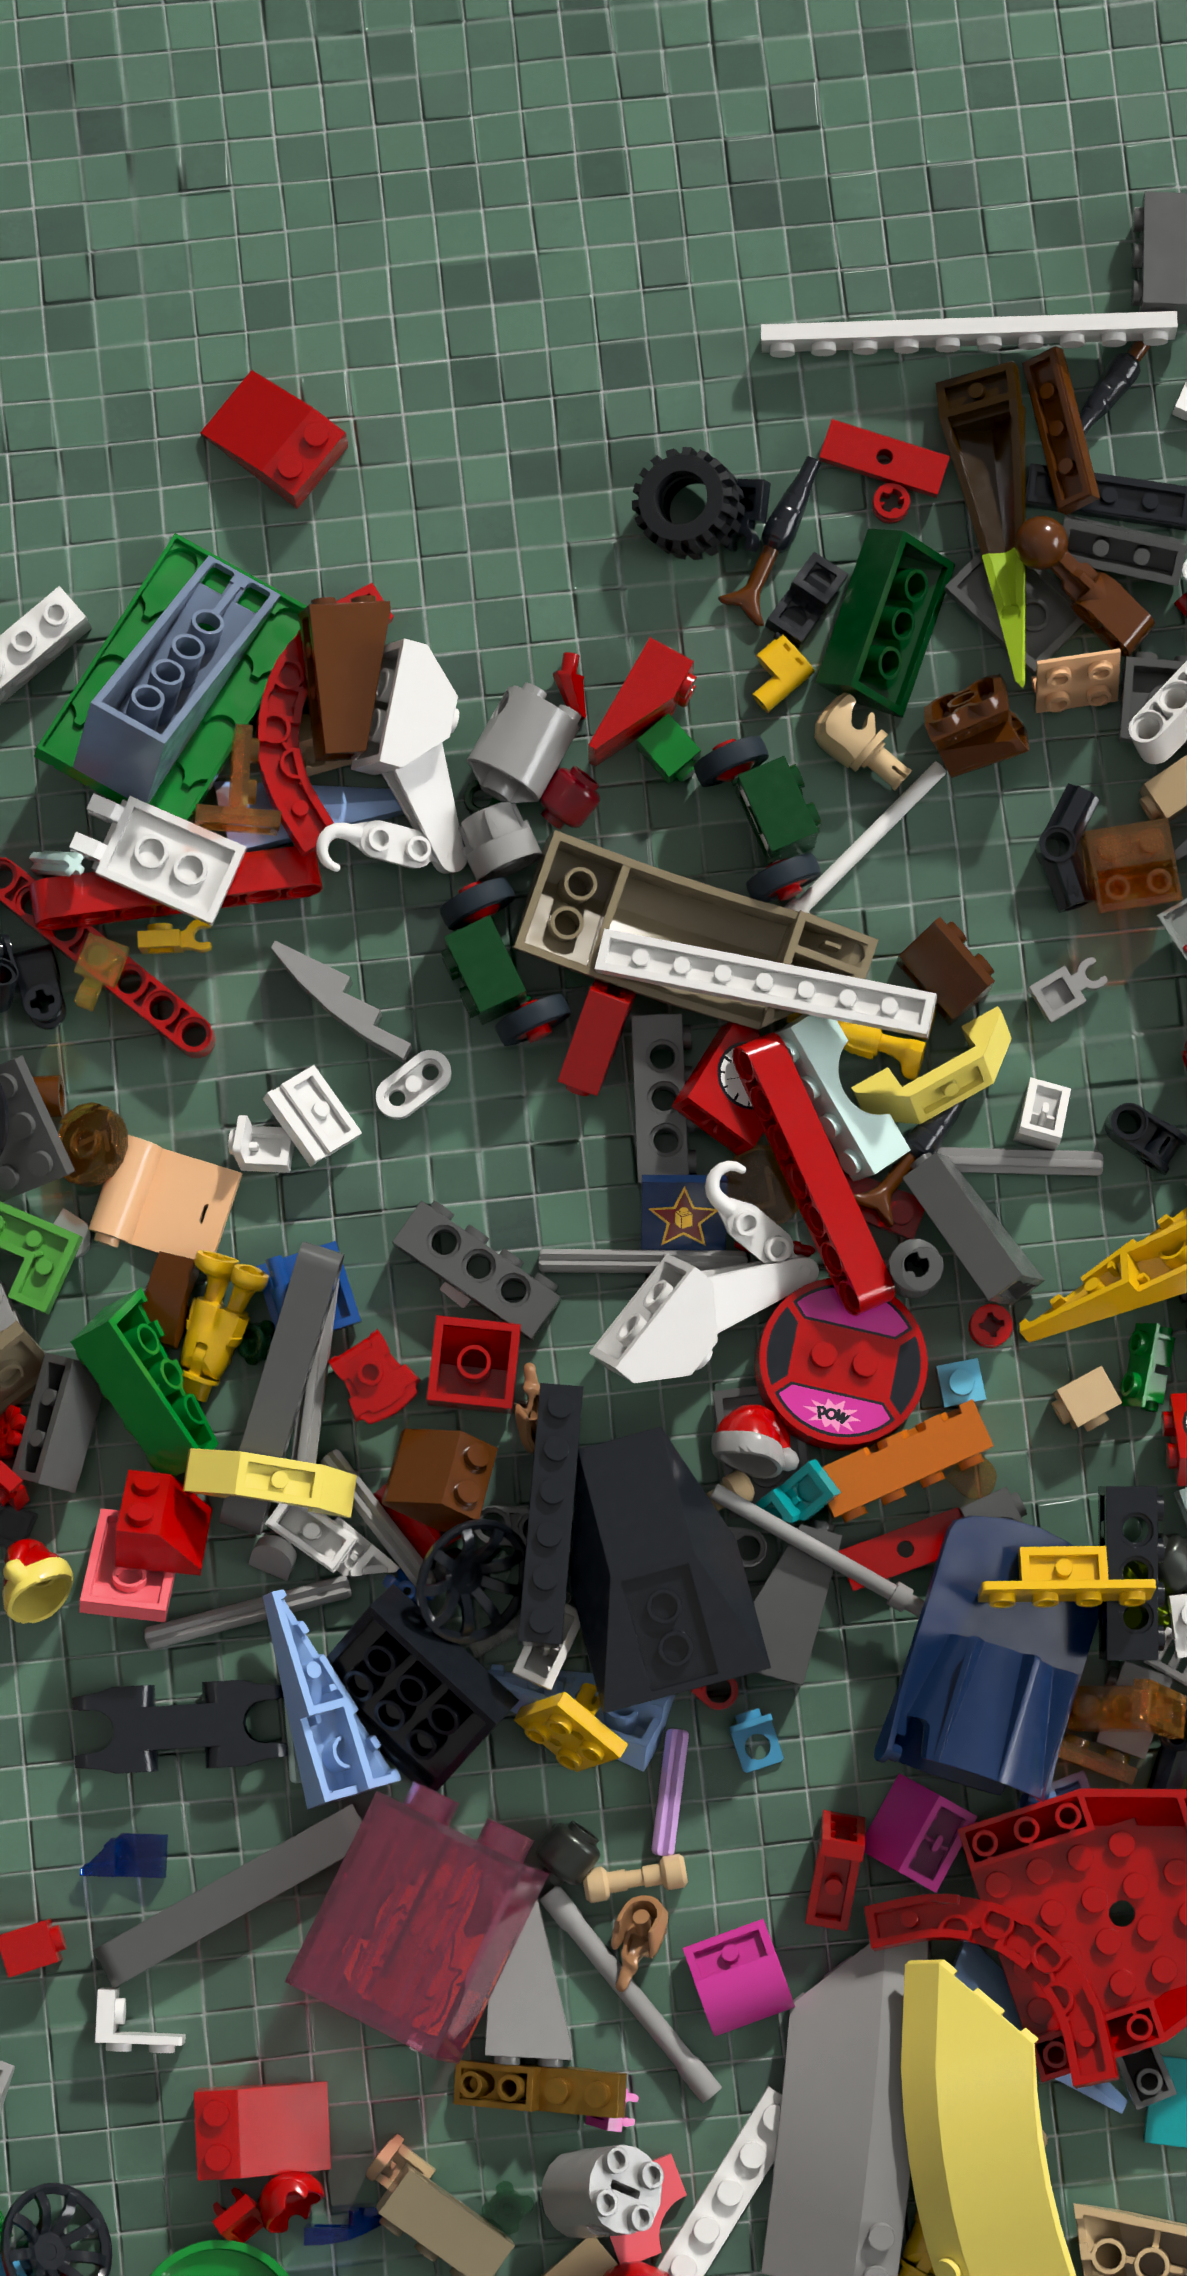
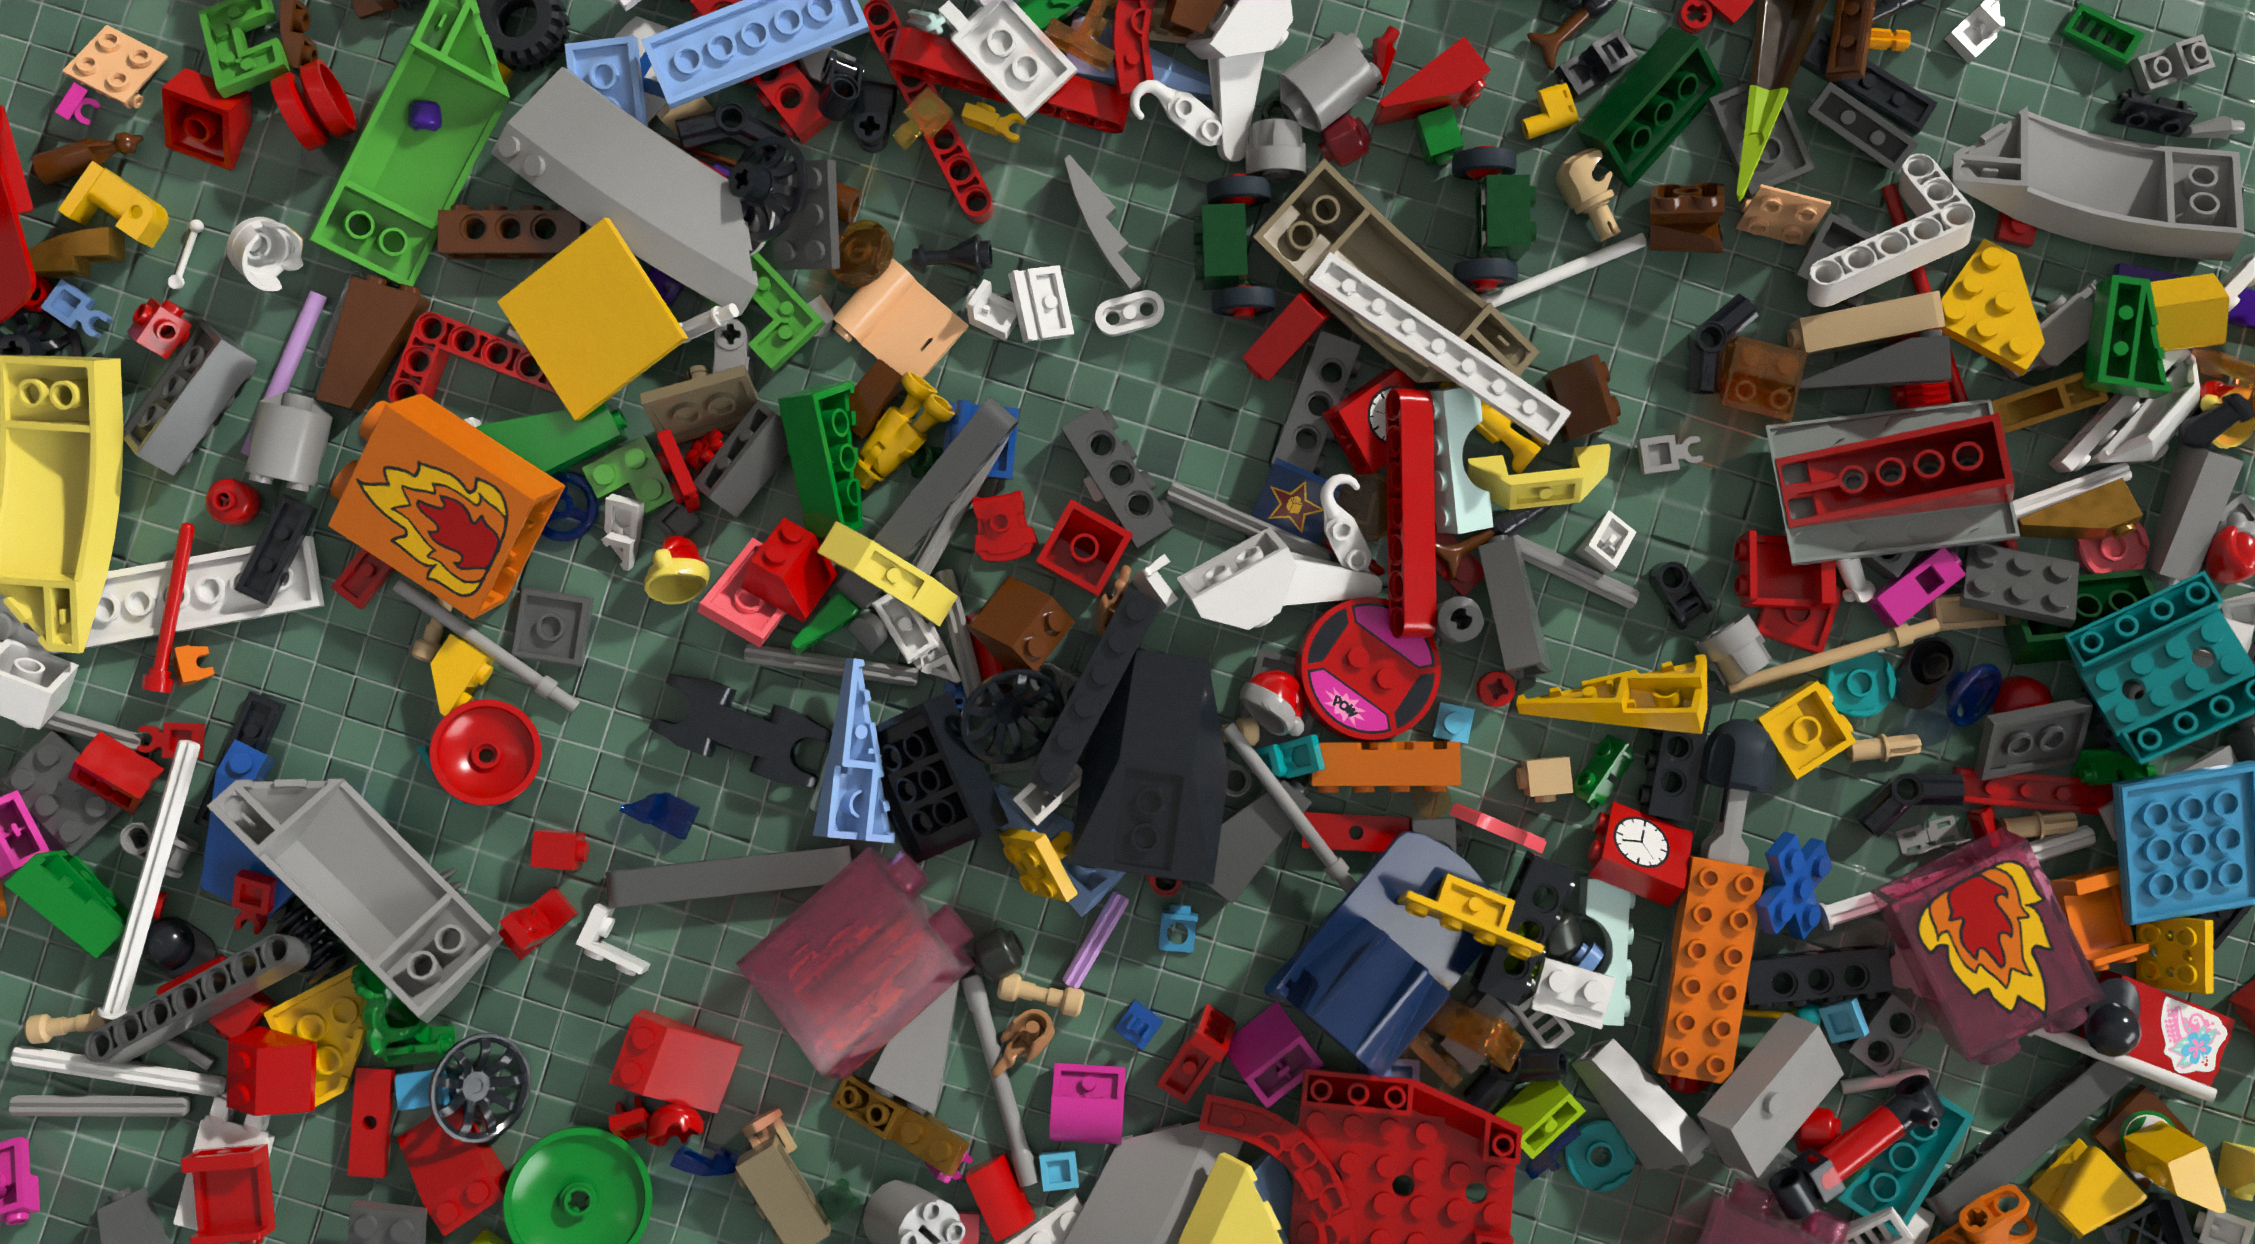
camera: 25 degrees right, 5 degrees up
(40, 2041) = (533, 925): none -> red bracket
(210, 1096) = (970, 255): none -> black piece
(226, 1560) = (831, 618): none -> green slope
(566, 1371) = (1153, 585): none -> white tile
(686, 2123) = (1000, 1196): none -> red brick
(738, 2065) = (1059, 1170): none -> medium azure plate
(757, 1866) = (1138, 1024): none -> blue tile
(1058, 1476) = (1498, 827): none -> coral tile
(1095, 596) = (1827, 157): reddish brown beam -> none
(1106, 443) = (1884, 38): none -> light orange axle

